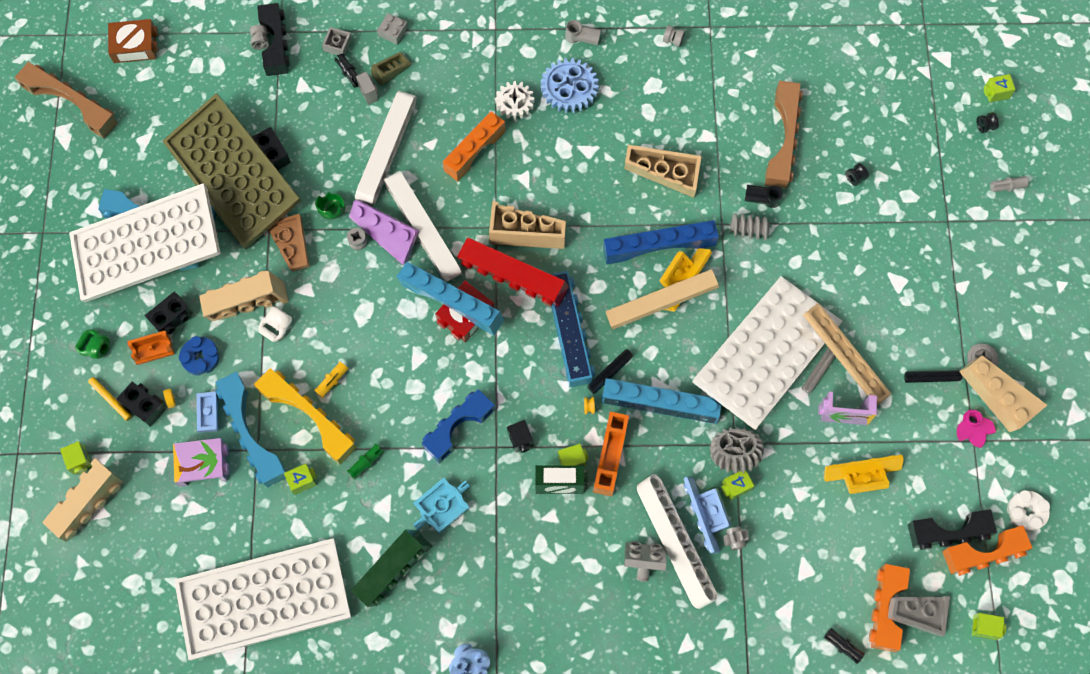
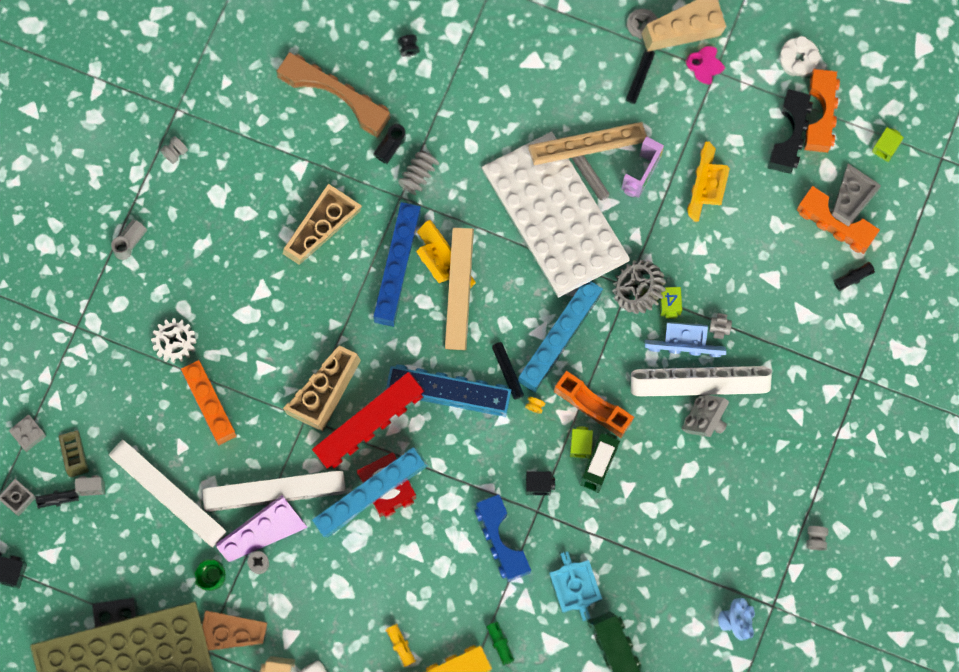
camera: 70 degrees left, 5 degrees up
(569, 85) = (200, 278): light blue gear -> none

